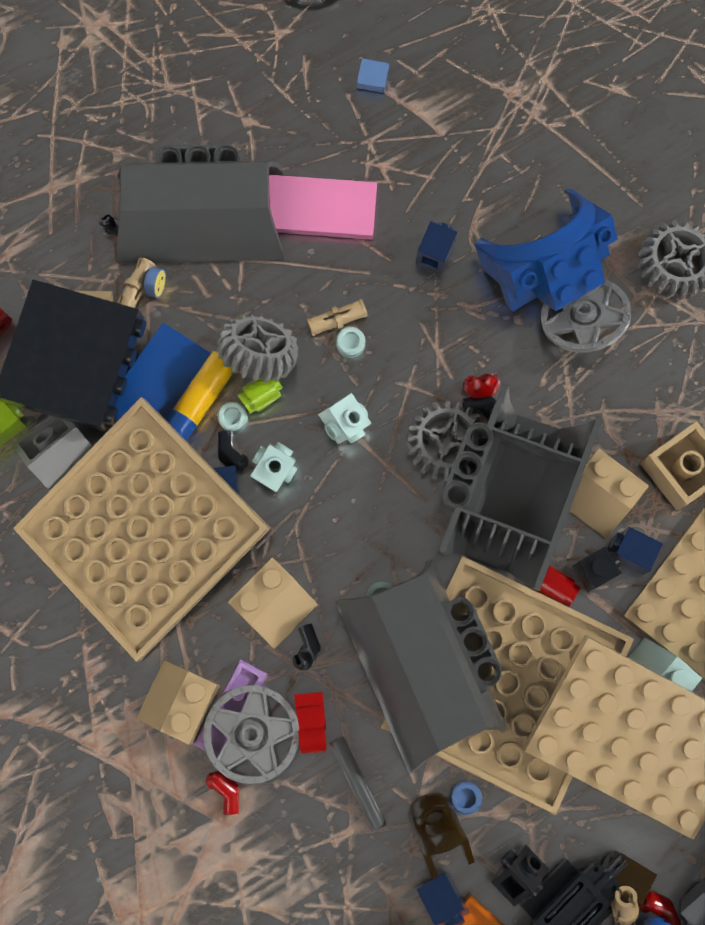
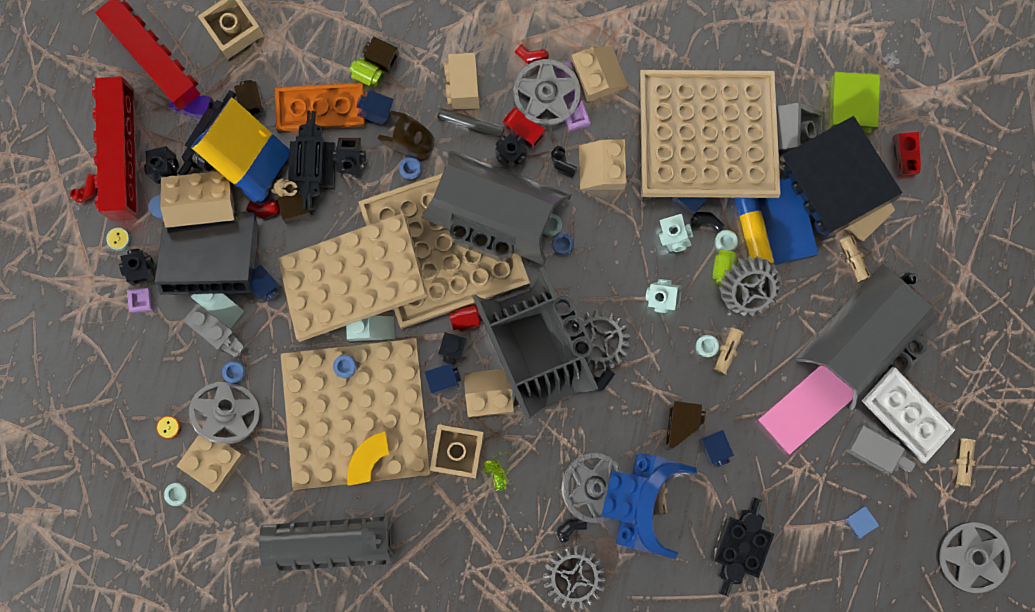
camera: 140 degrees right, 5 degrees up
(154, 282) = (847, 271): medium blue tile -> none
(233, 38) = (965, 462): none -> tan pin
(240, 114) = (908, 415): none -> white tile
(298, 113) = (879, 451): none -> light grey hinge
(326, 833) = (463, 79): none -> tan brick
(334, 711) = (511, 158): none -> black brick
(389, 567) = (562, 244): none -> medium blue tile
(449, 289) = (682, 422): none -> dark brown slope
(481, 386) = (611, 390): red plate -> none
(499, 143) = (743, 547): none -> black piece
(643, 307) = (568, 526): none -> black arm
(661, 415) = (498, 475): none -> clear neon green arm

